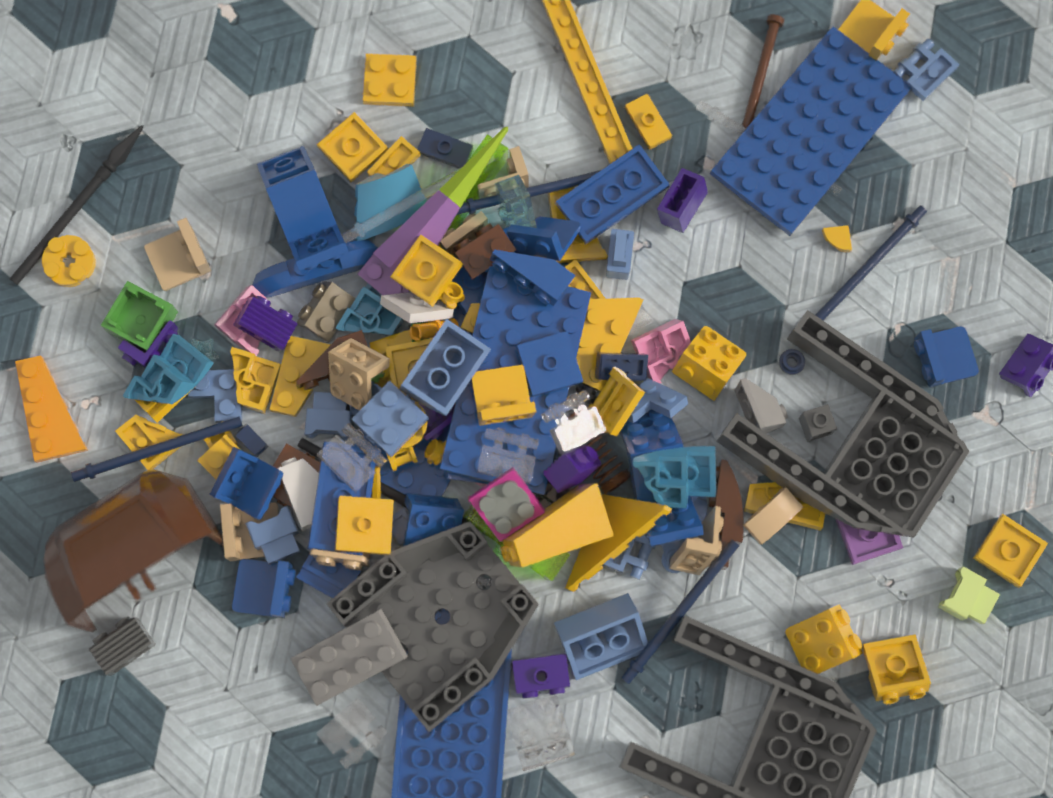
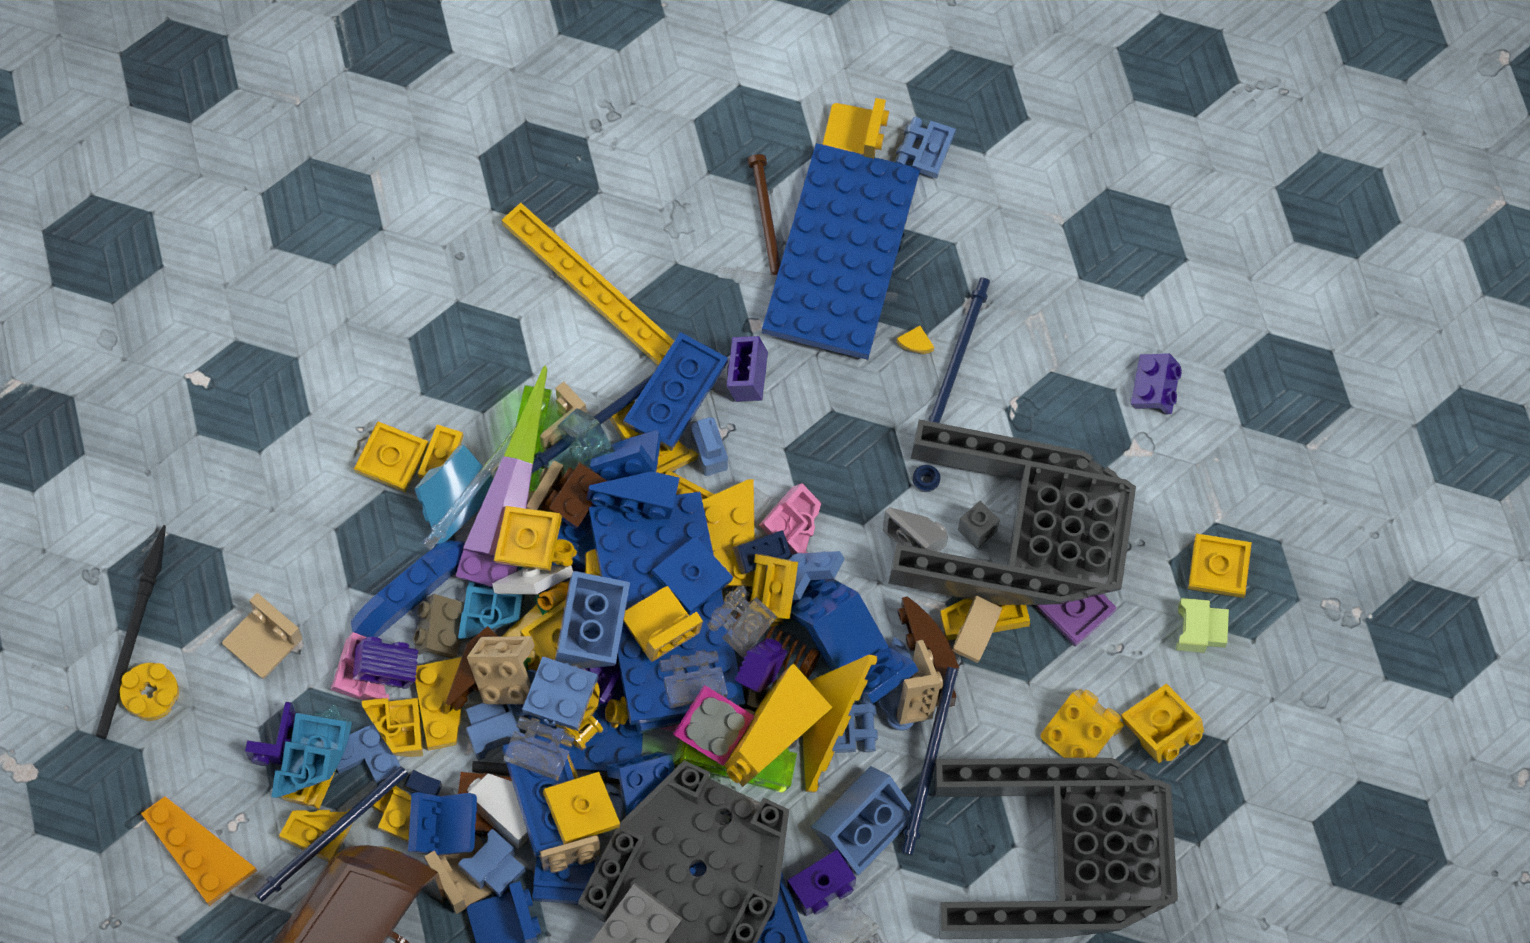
camera: 25 degrees left, 10 degrees down
(138, 316) = (250, 712): bright green container -> none
(302, 208) = (371, 534): blue bracket -> none
(389, 80) = (397, 376): yellow plate -> none
(444, 148) = (486, 419): dark blue plate -> none
(648, 121) = (677, 308): yellow plate -> none
(679, 474) = (868, 623): dark azure slope -> none
(709, 362) = (845, 514): yellow bracket -> none
(945, 355) = (1071, 409): blue bracket -> none

